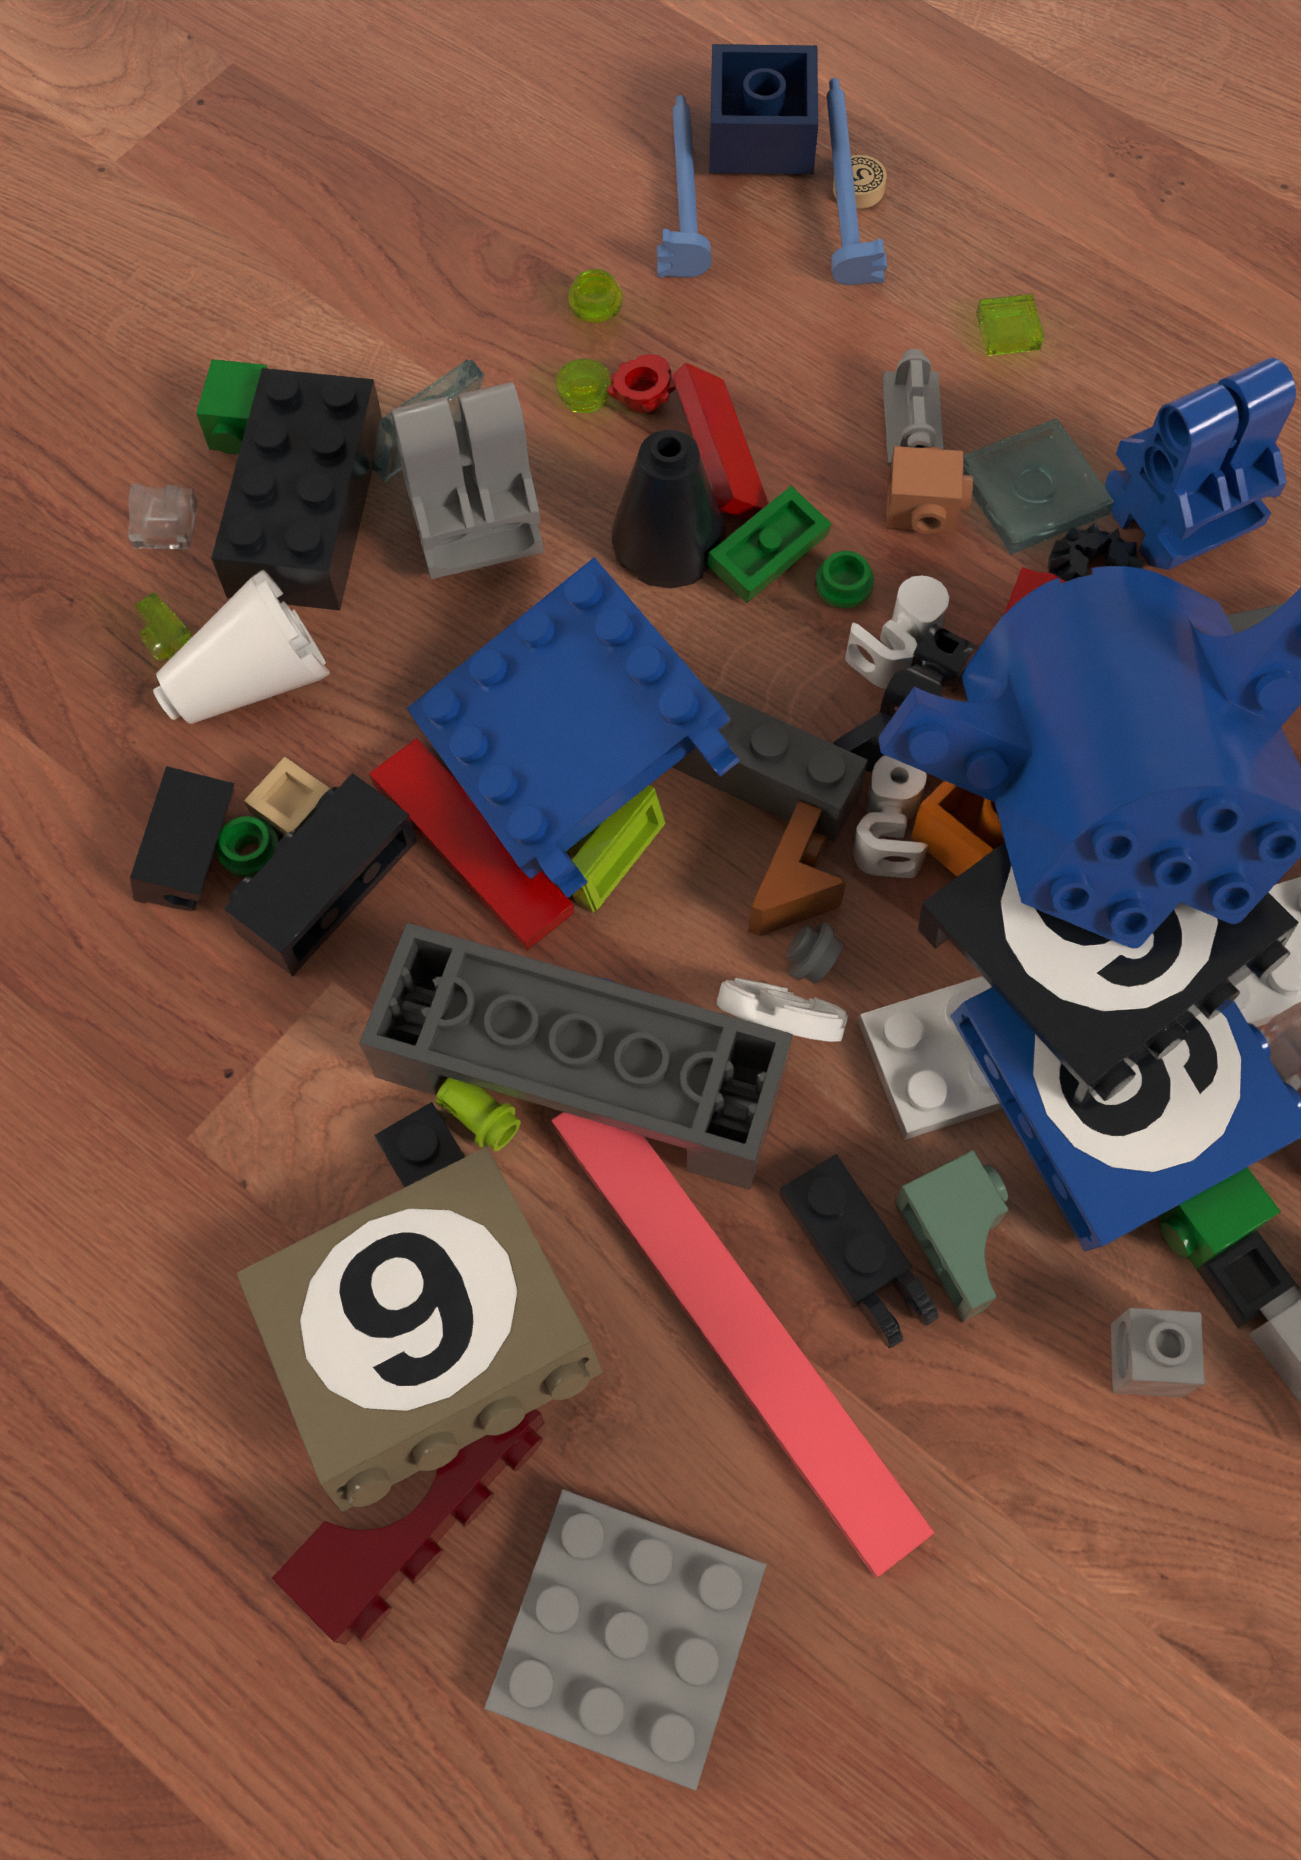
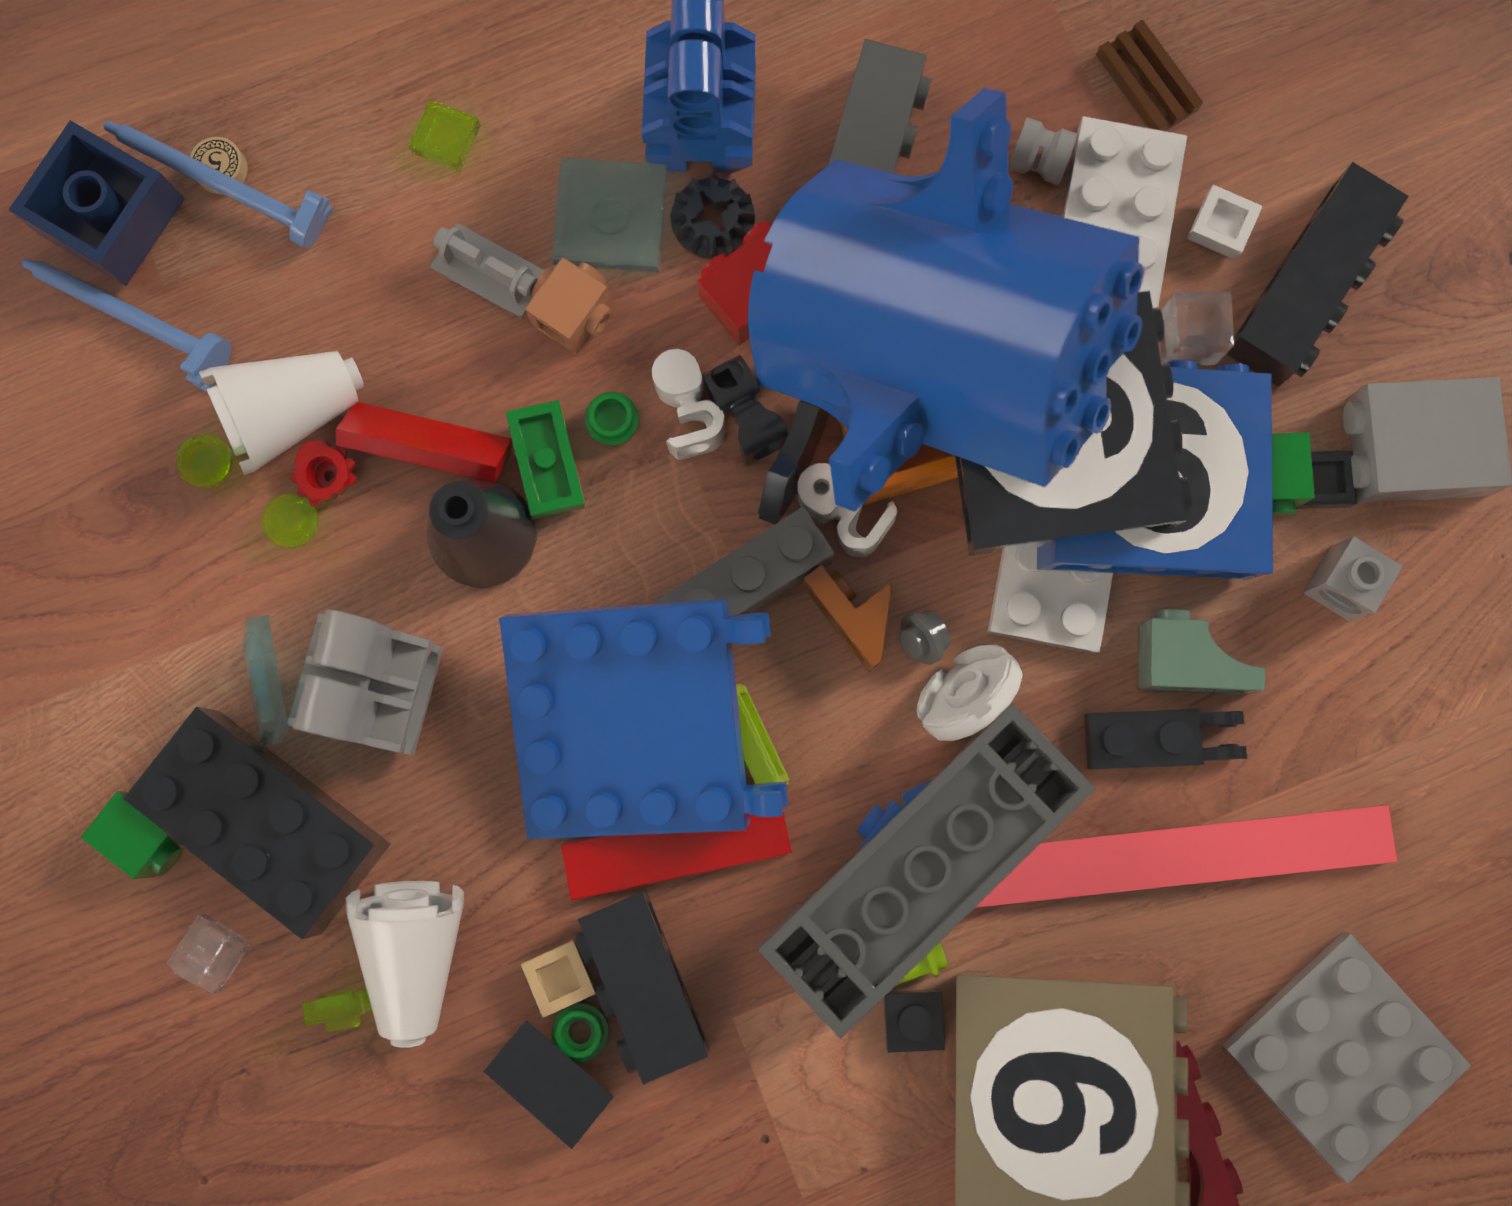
camera: 60 degrees left, 15 degrees up
(679, 312) = (280, 401): none -> white cone

